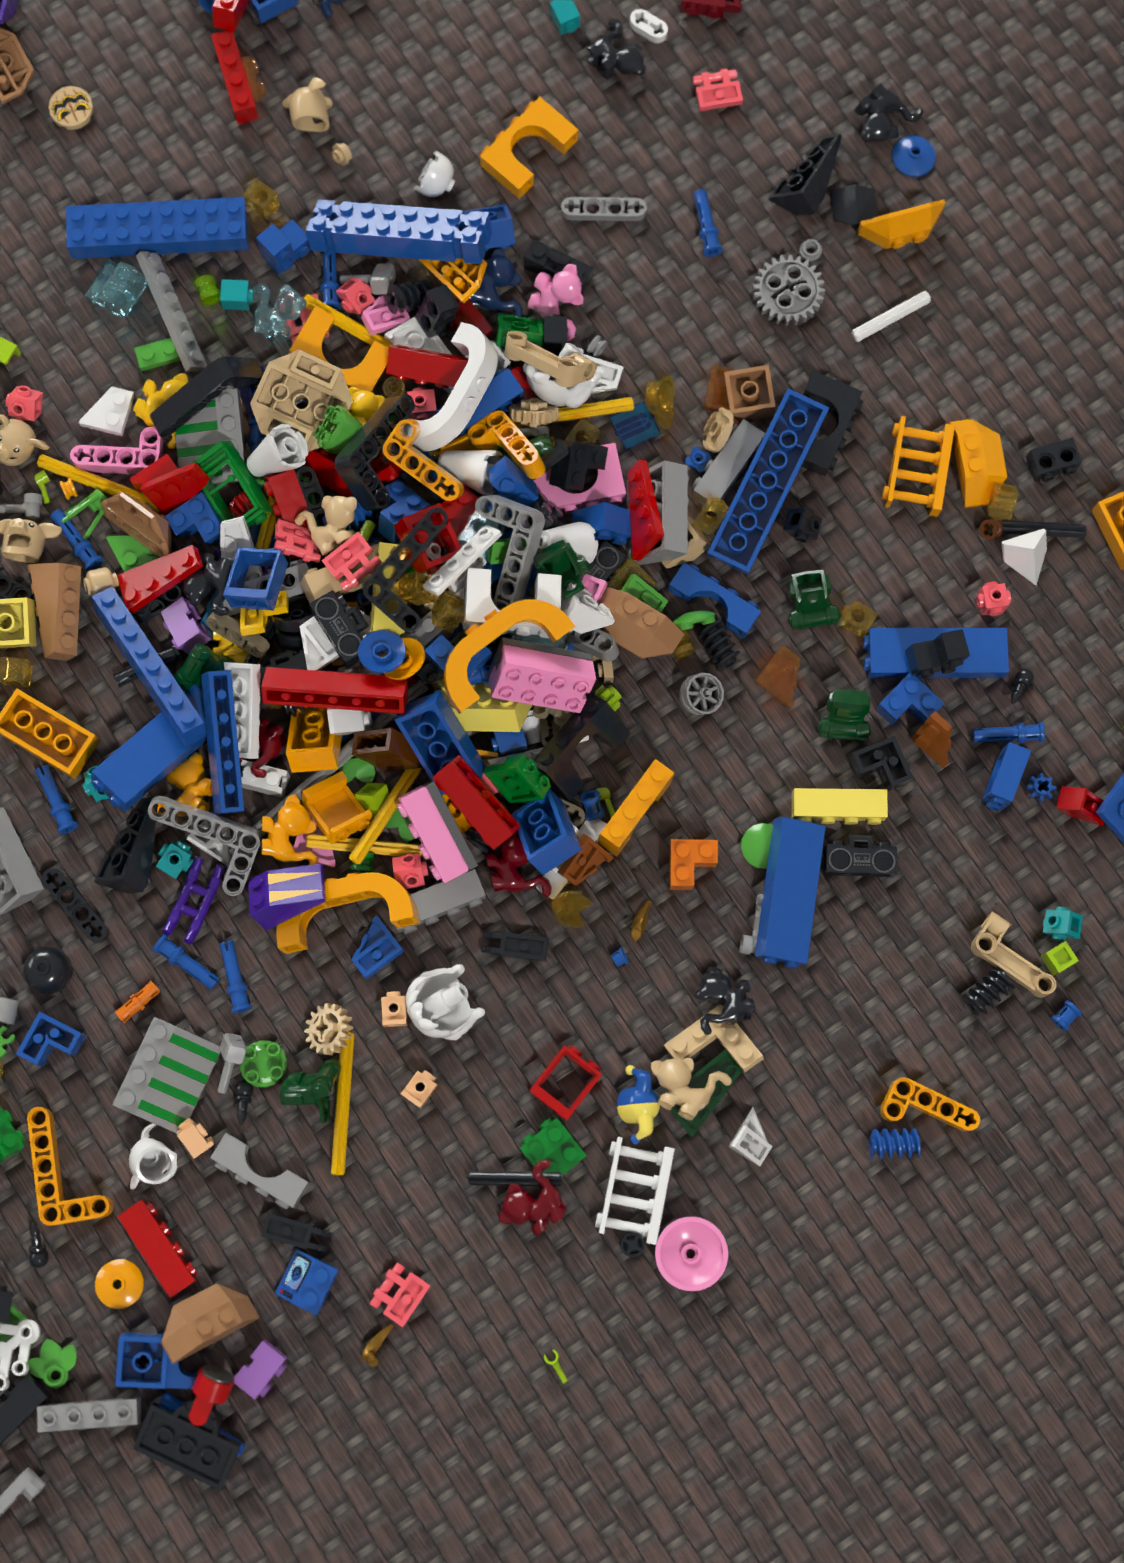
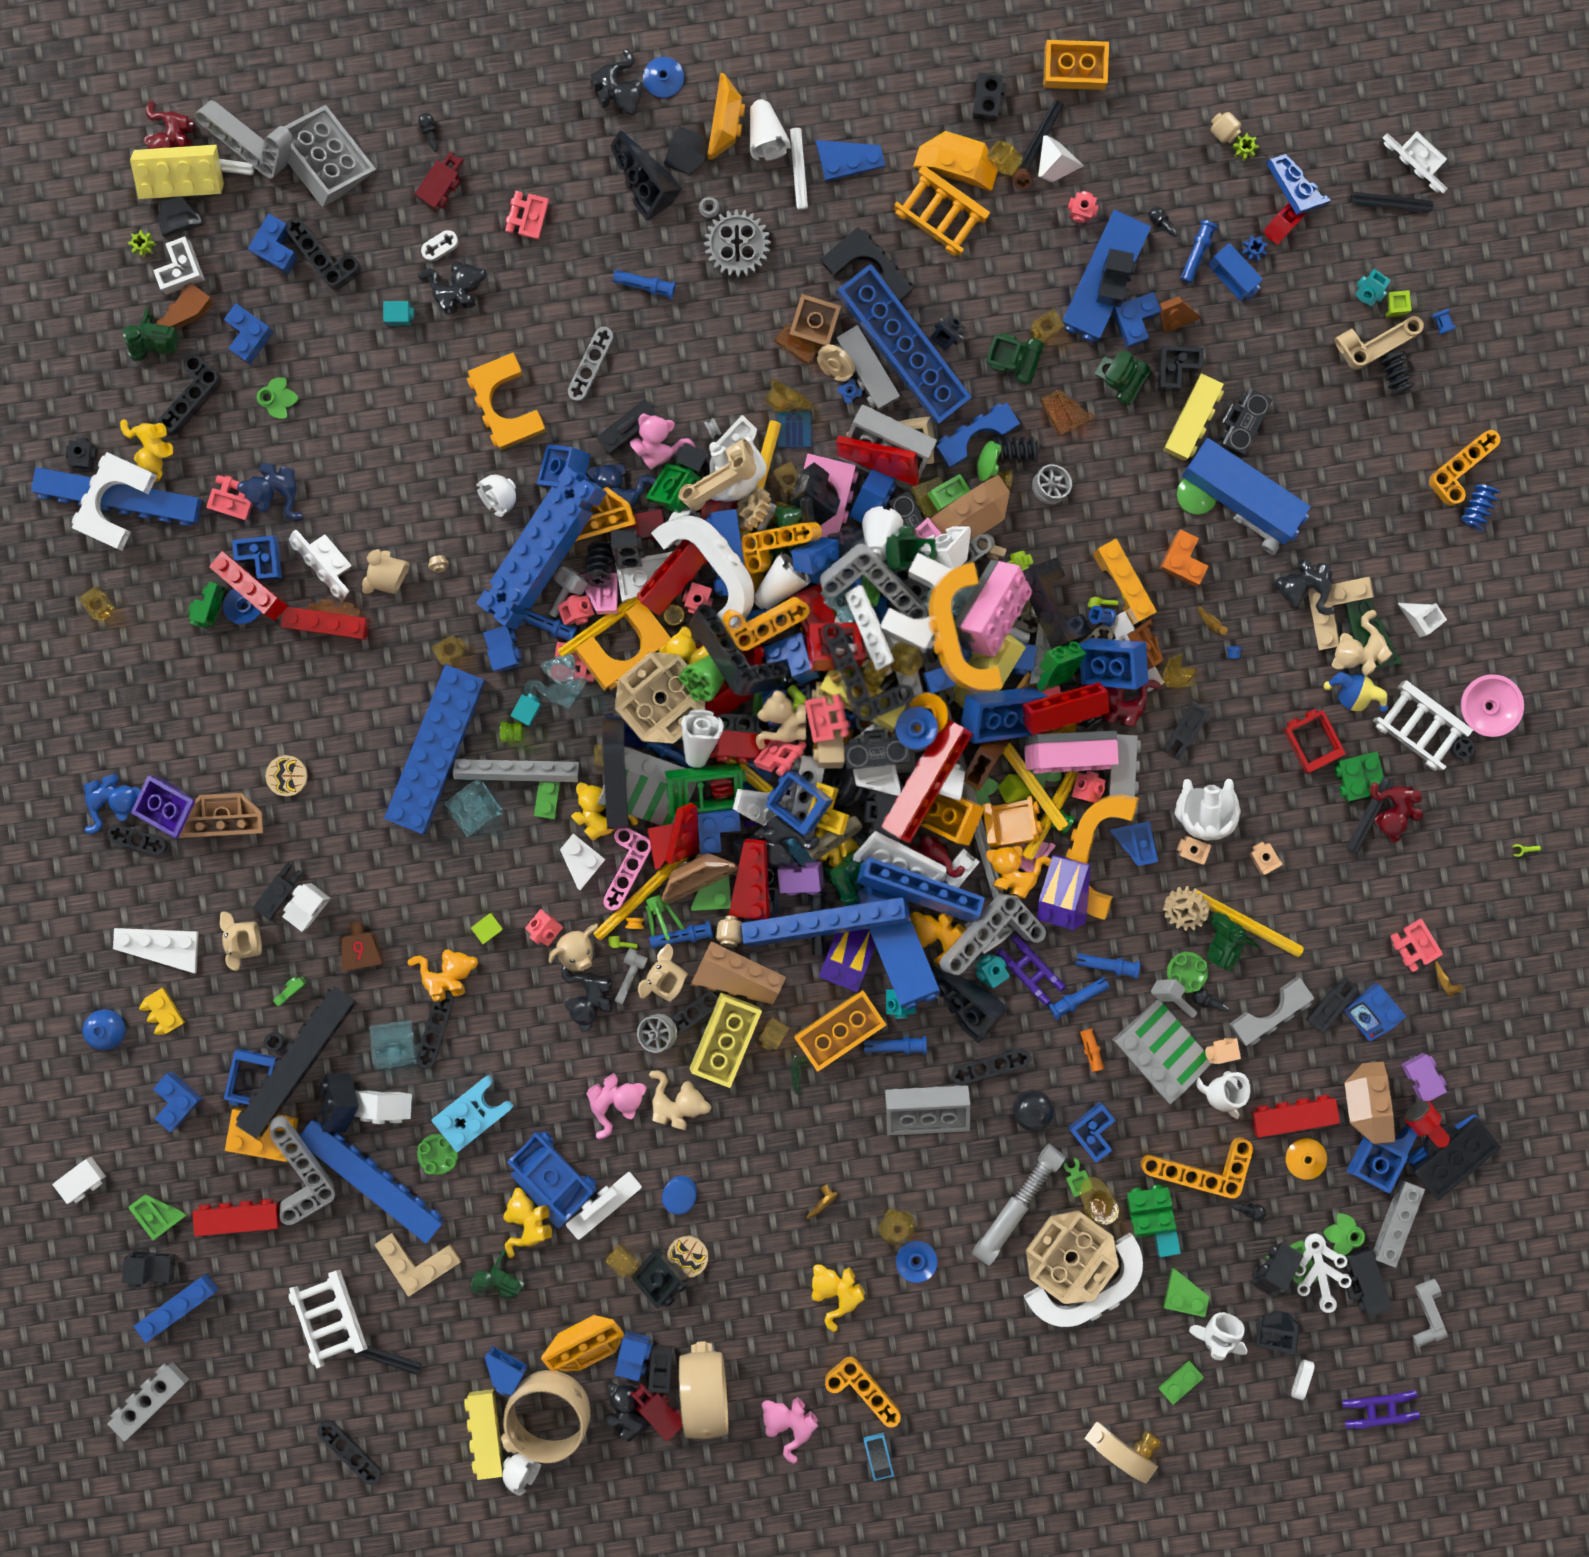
camera: 60 degrees left, 10 degrees up
(120, 710) = (848, 958): none -> dark purple slope
(297, 52) = (325, 560): none -> white bracket
(707, 523) = (908, 404): clear yellow brick -> none
(908, 268) = (766, 132): none -> white cone
(924, 358) = (848, 159): none -> blue wing

